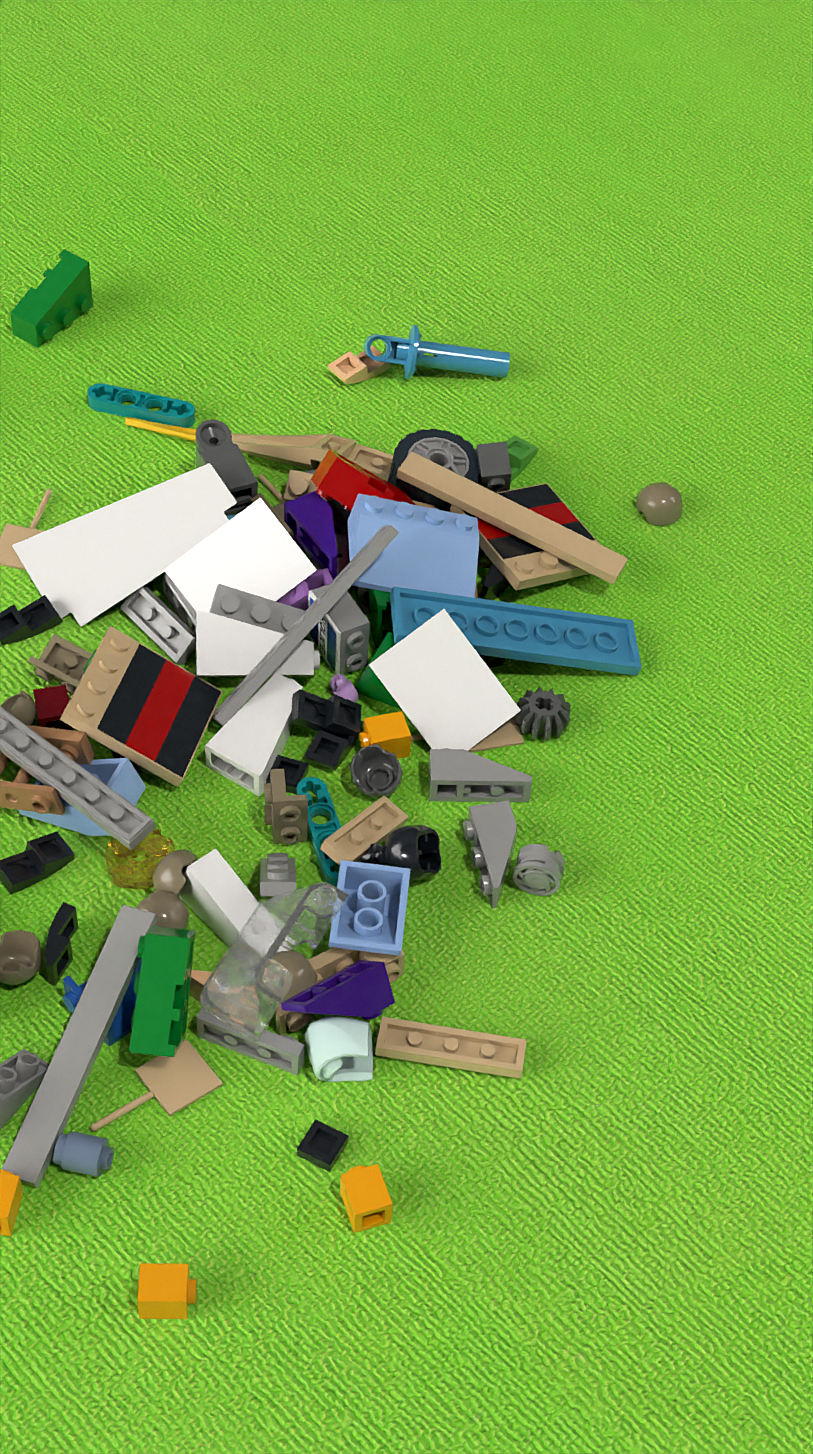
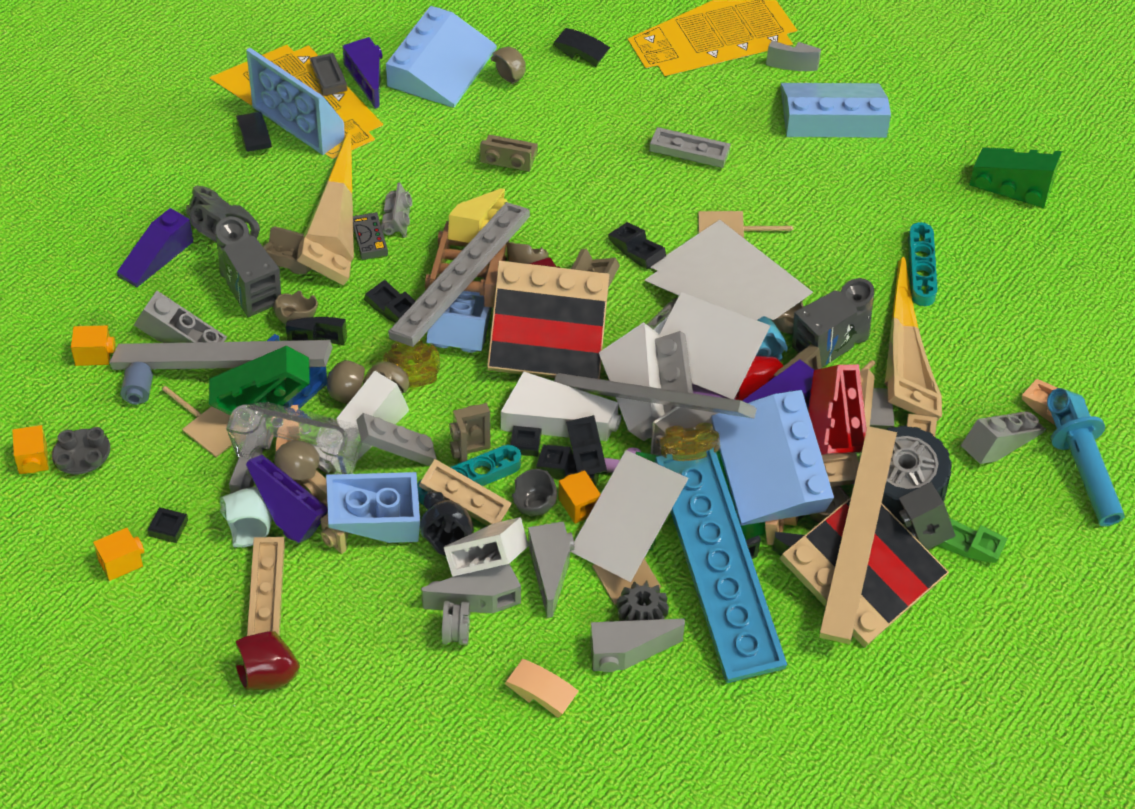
camera: 80 degrees right, 0 degrees up
(178, 1231) = (80, 450): none -> dark grey dish
(383, 590) = (689, 442): none -> clear yellow plate
(391, 407) = (1000, 435): none -> light grey slope
(458, 812) = (487, 547): none -> white slope
(562, 1056) = (266, 662): none -> dark red piece
(587, 736) = (626, 643): none -> light grey slope
(624, 816) = (546, 688): none -> light nougat slope
(660, 503) = (967, 676): dark tan hair -> none

